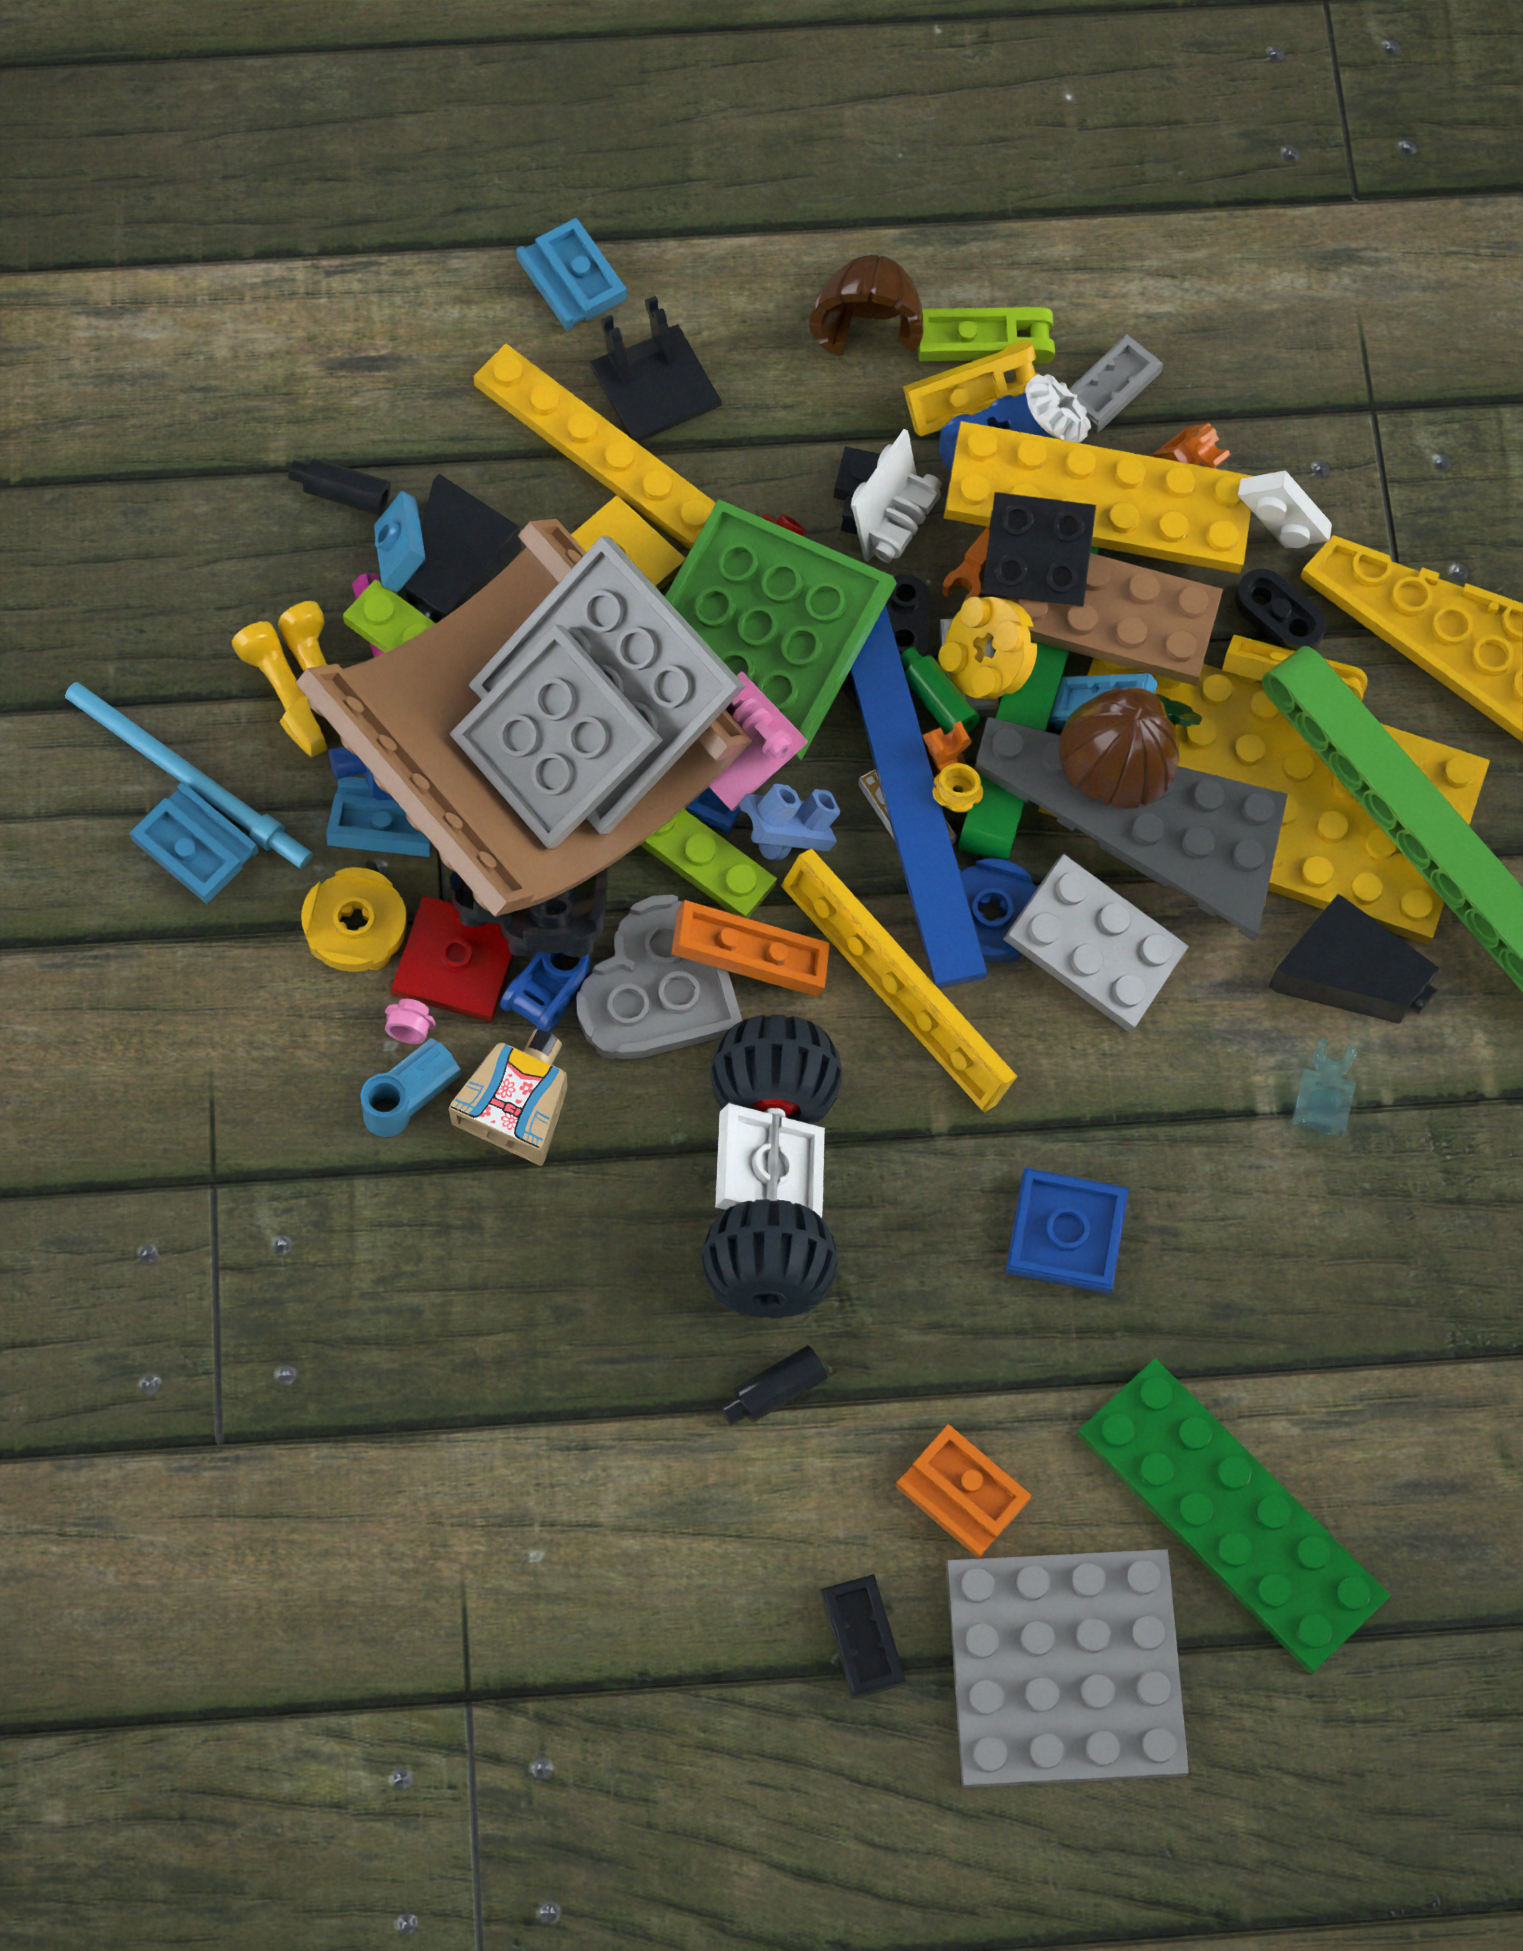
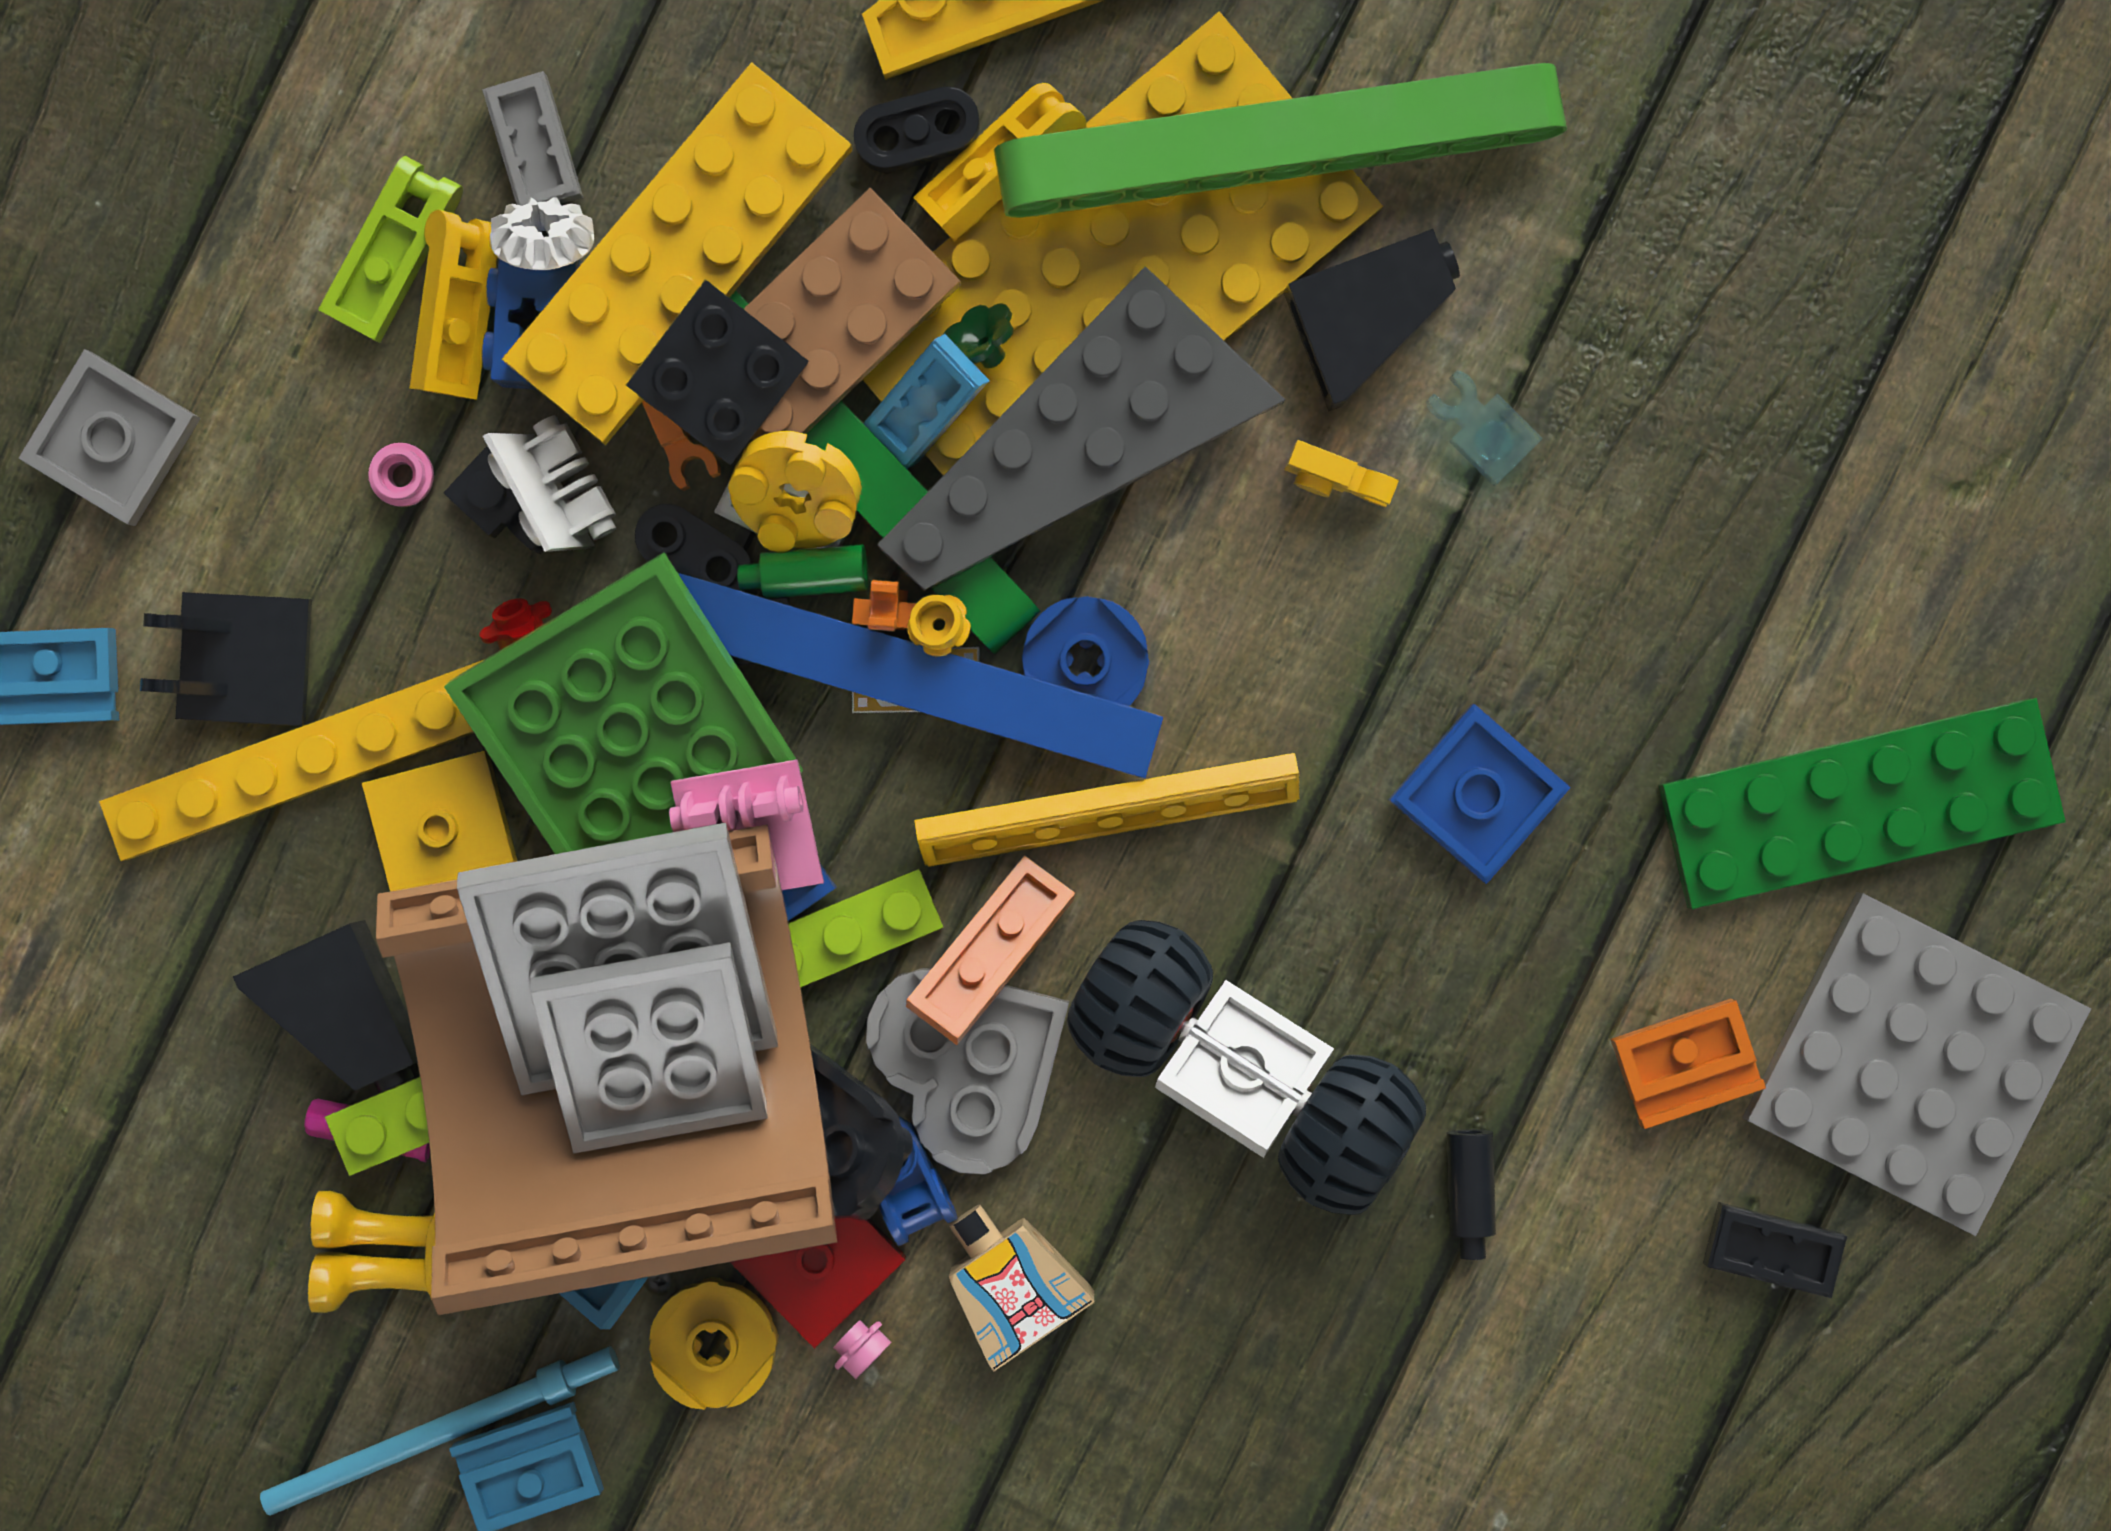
camera: 55 degrees left, 20 degrees up
(342, 485) = (178, 1081): black cylinder -> none
(399, 542) = (292, 1064): dark azure plate -> none
(409, 1084) = (935, 1386): dark azure piece -> none
(752, 232) = (109, 438): none -> light grey plate
(787, 822) = (868, 822): medium blue hips -> none
(840, 404) = (382, 471): none -> bright pink plate
(867, 289) = (264, 353): reddish brown hair -> none
(1096, 942) = (1186, 573): light grey plate -> none
(1121, 748) = (1004, 429): reddish brown hair -> none
(1194, 446) = (666, 108): orange plate -> none
(1226, 996) = (1322, 471): none -> yellow plate
(1285, 509) = (811, 54): white plate -> none

